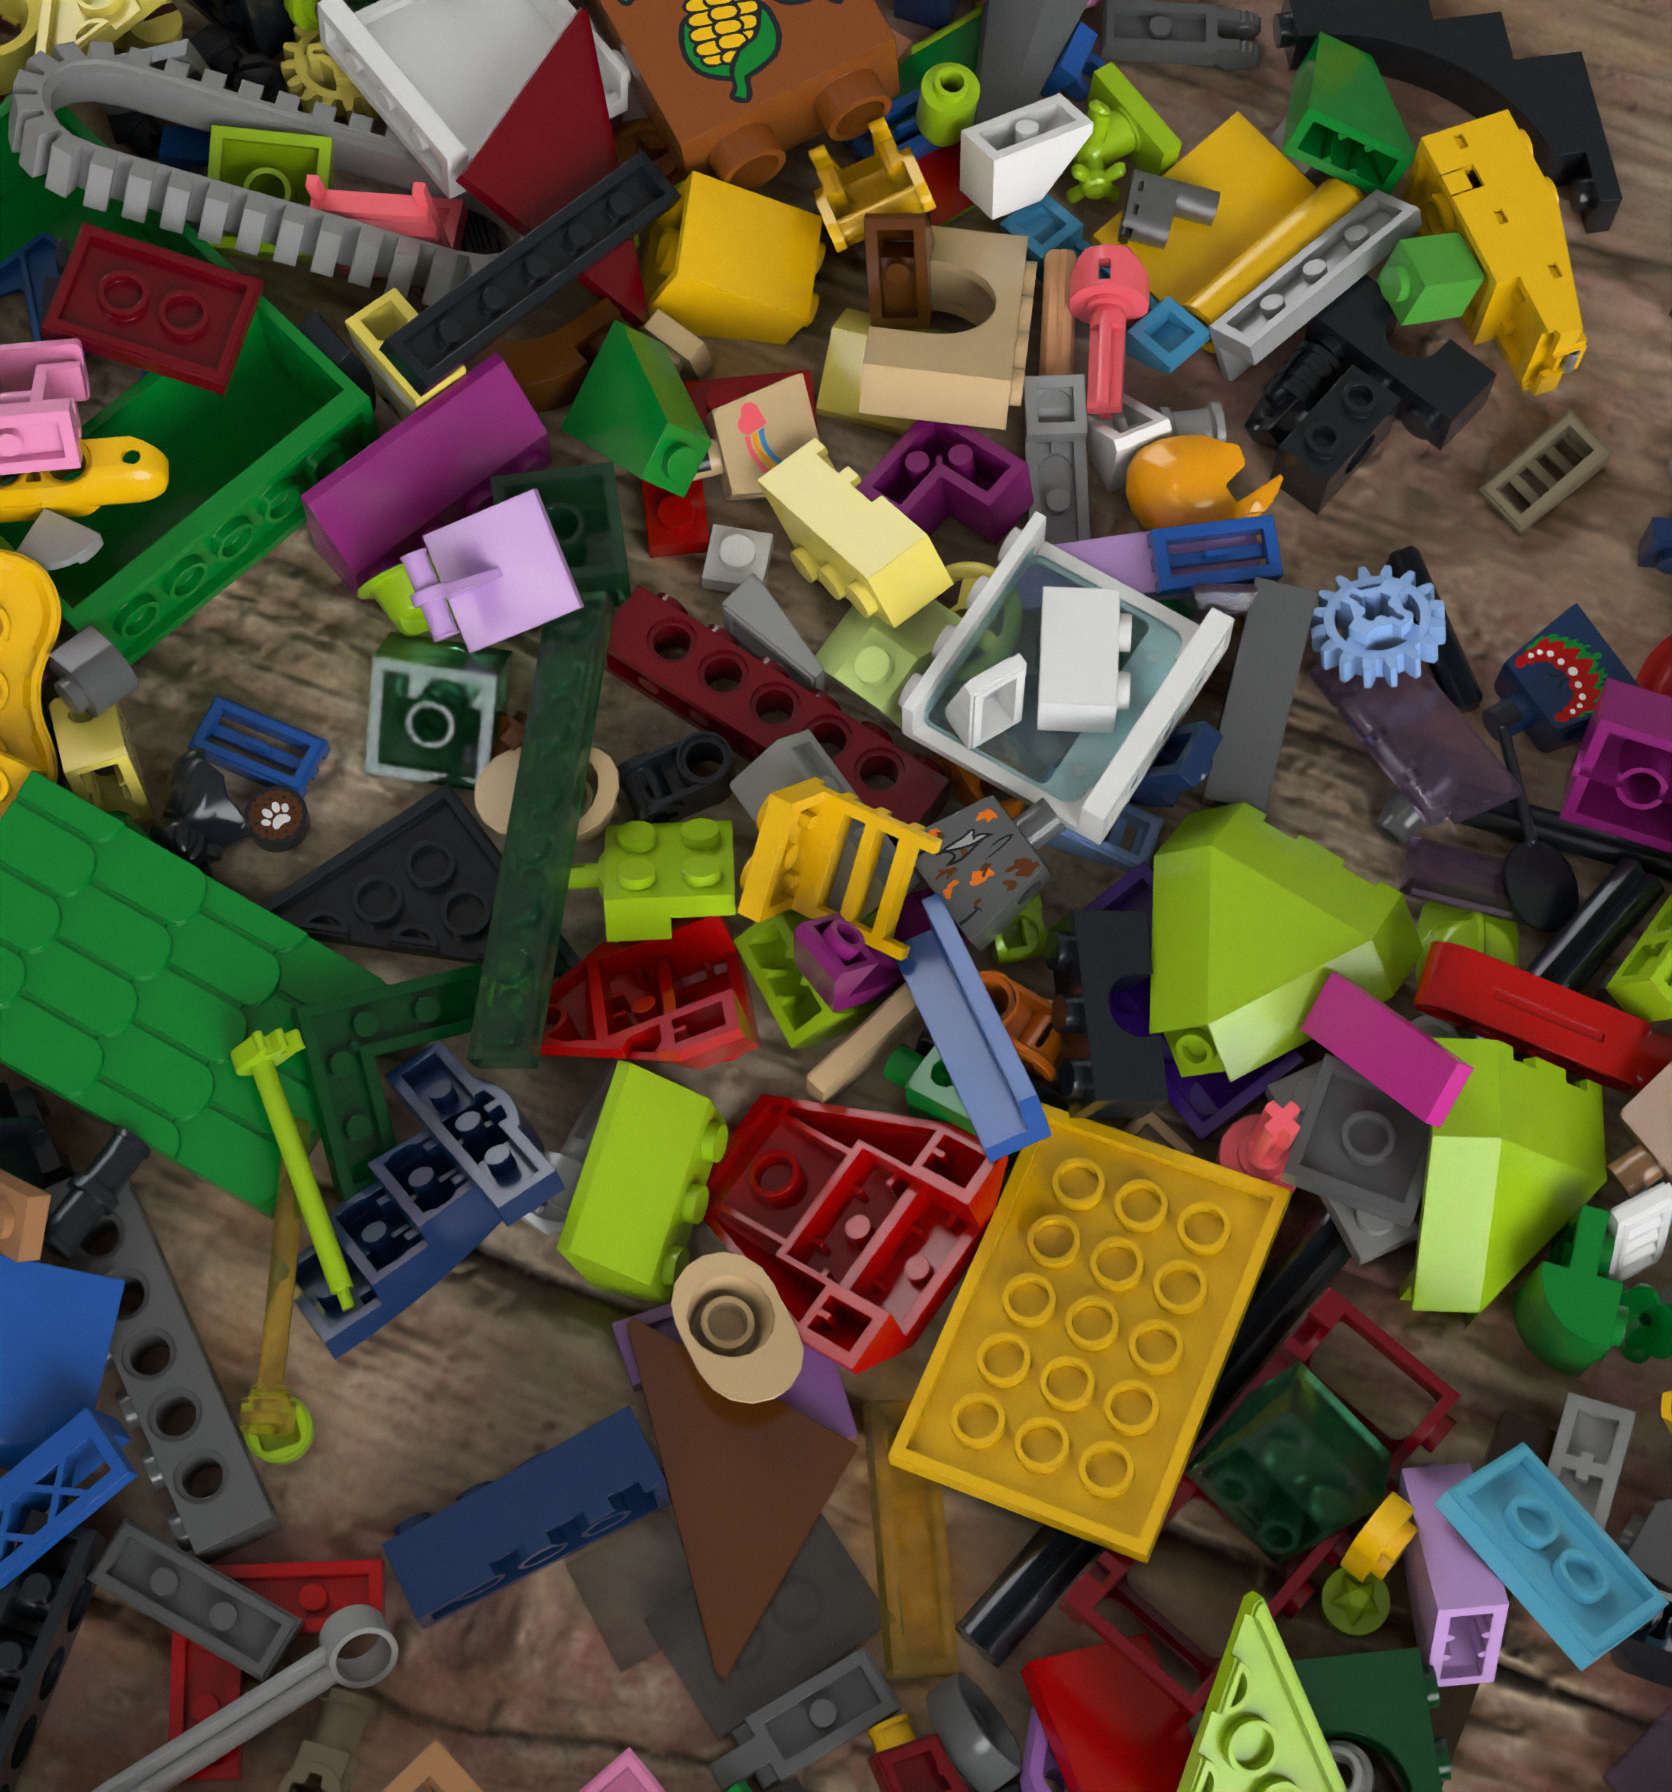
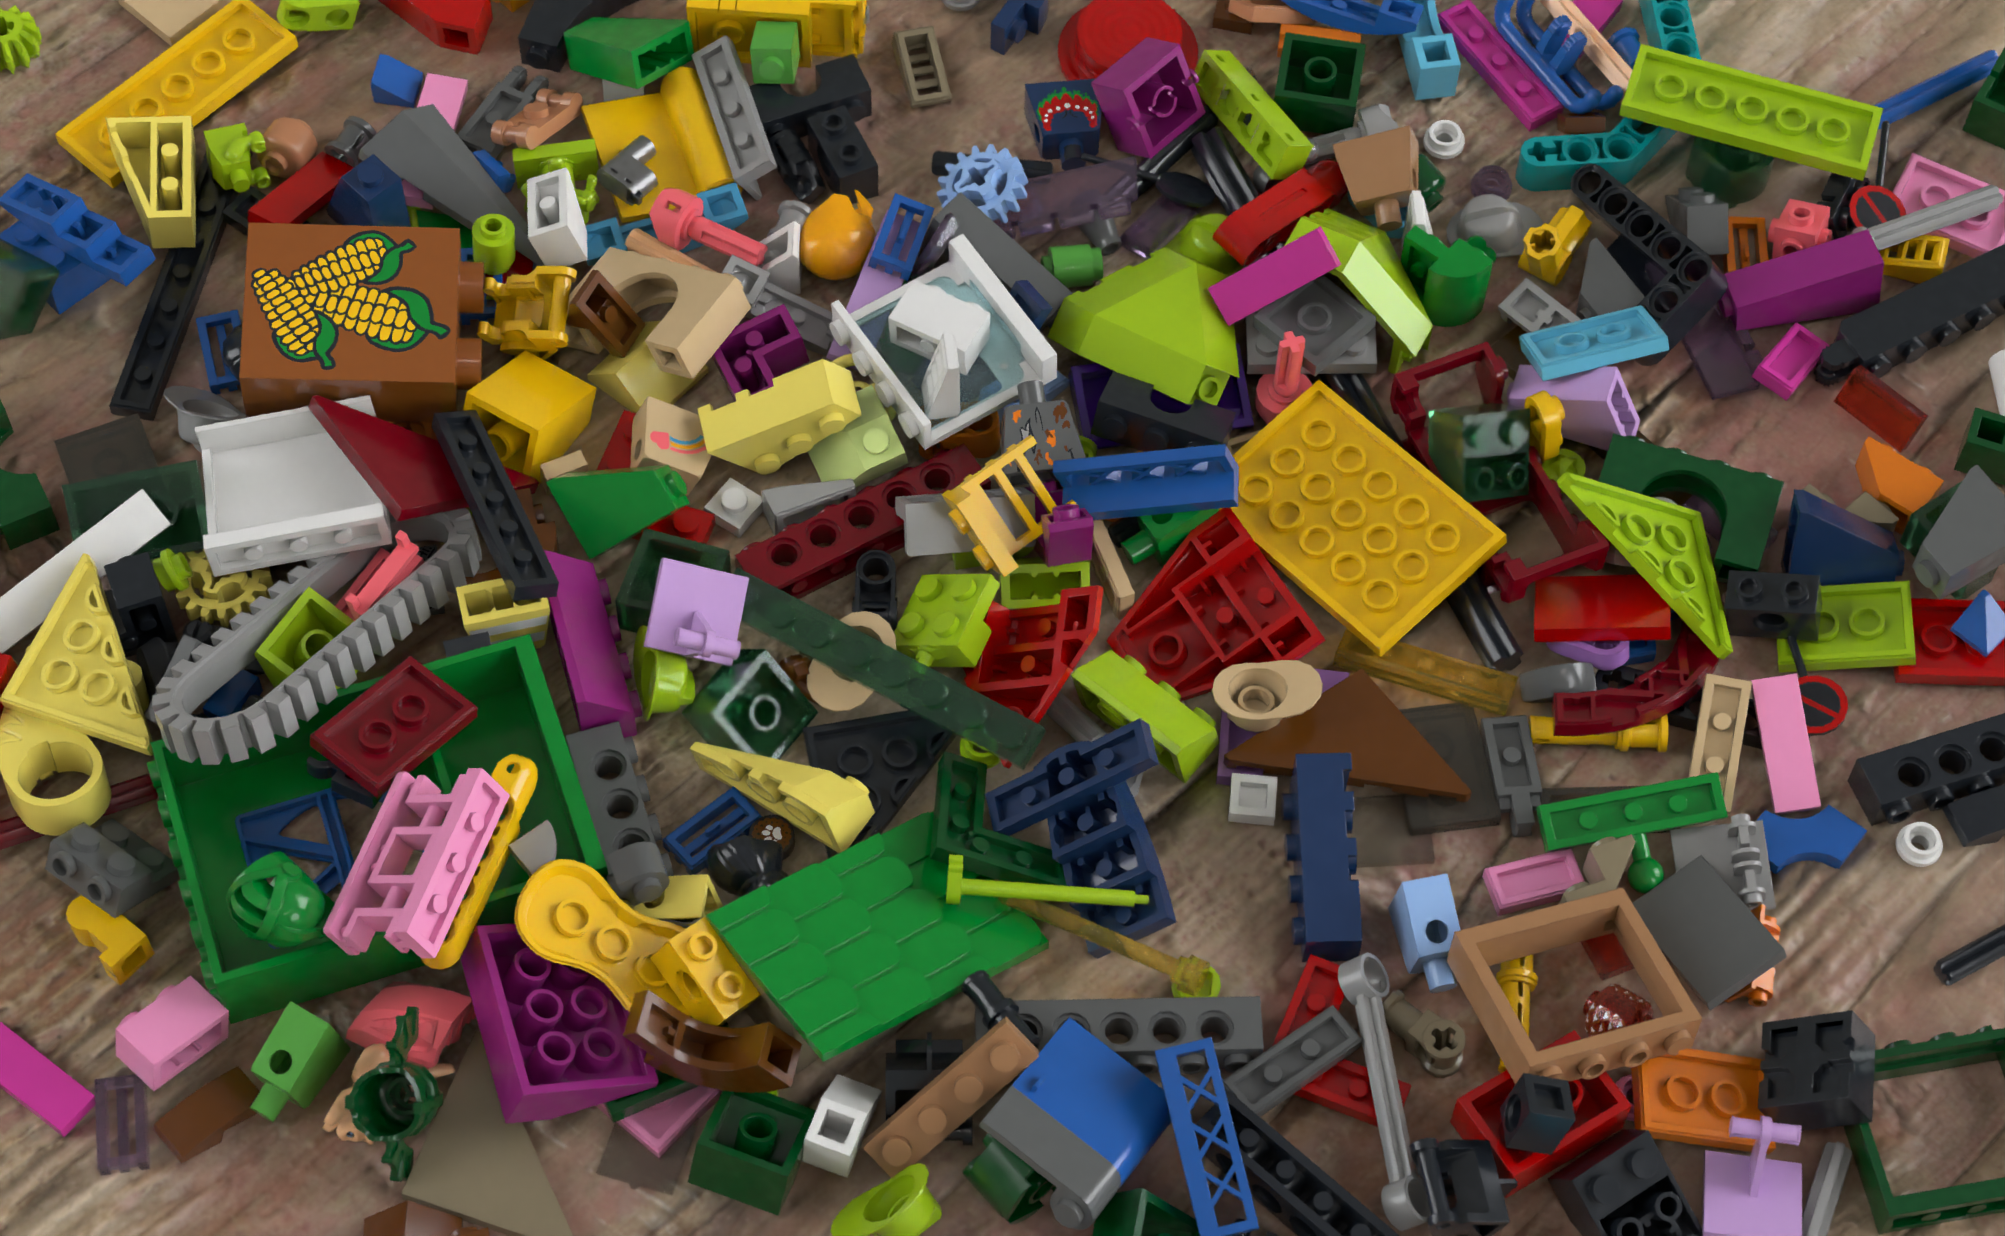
camera: 65 degrees left, 10 degrees down
(228, 597) = (604, 752): none -> dark grey brick
(316, 820) = (807, 796): none -> light yellow wedge
(501, 1690) = (1425, 927): none -> light blue torso
(595, 1384) = (1252, 799): none -> white plate
(1179, 71) = (538, 119): none -> nougat plate
(1325, 795) = (1074, 264): none -> bright green brick

